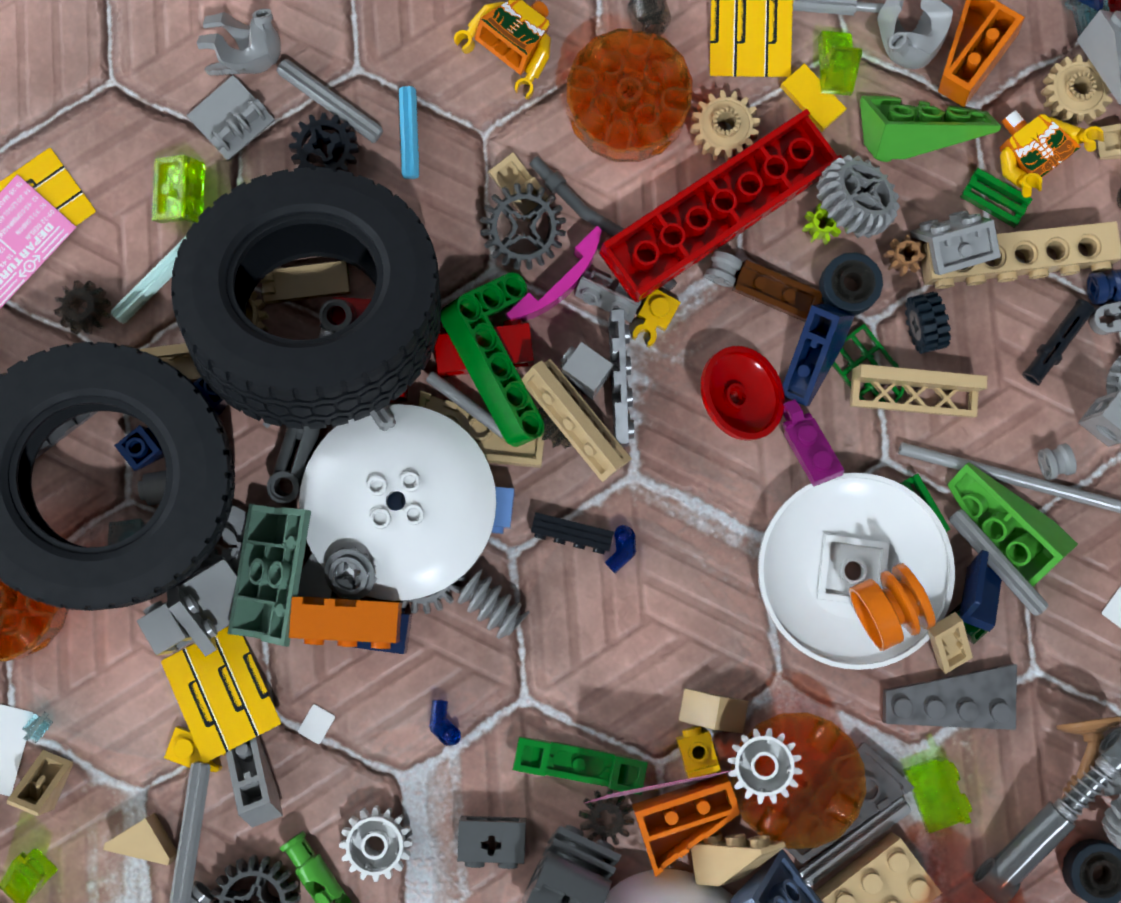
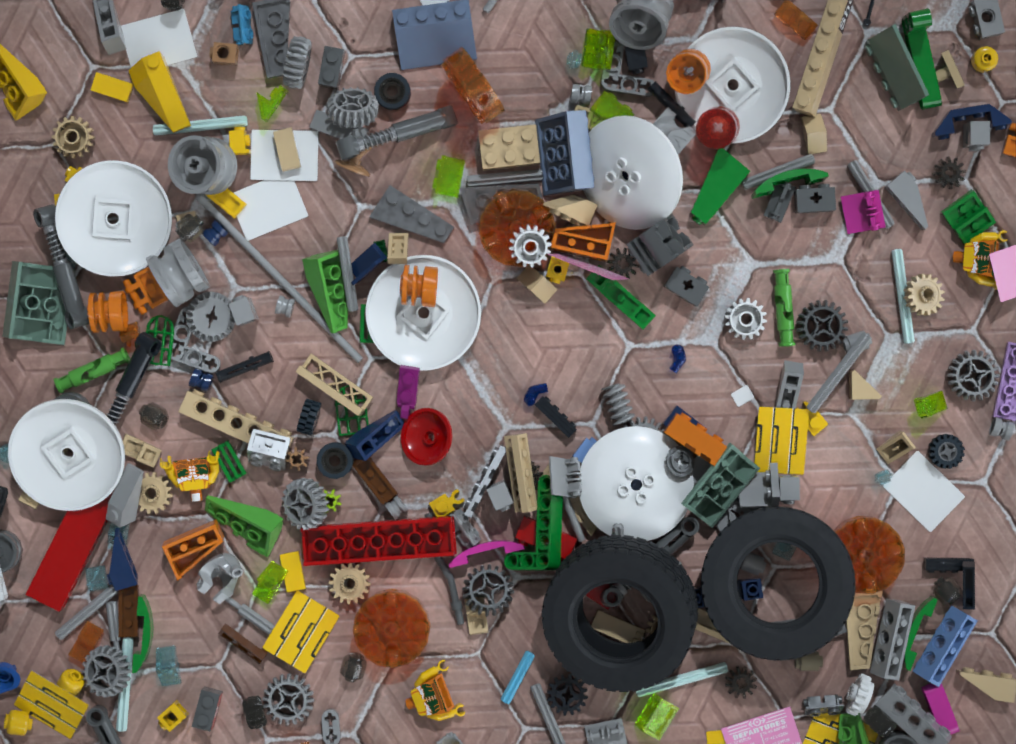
camera: 140 degrees left, 5 degrees up
(510, 449) = (563, 477): none -> light grey hinge

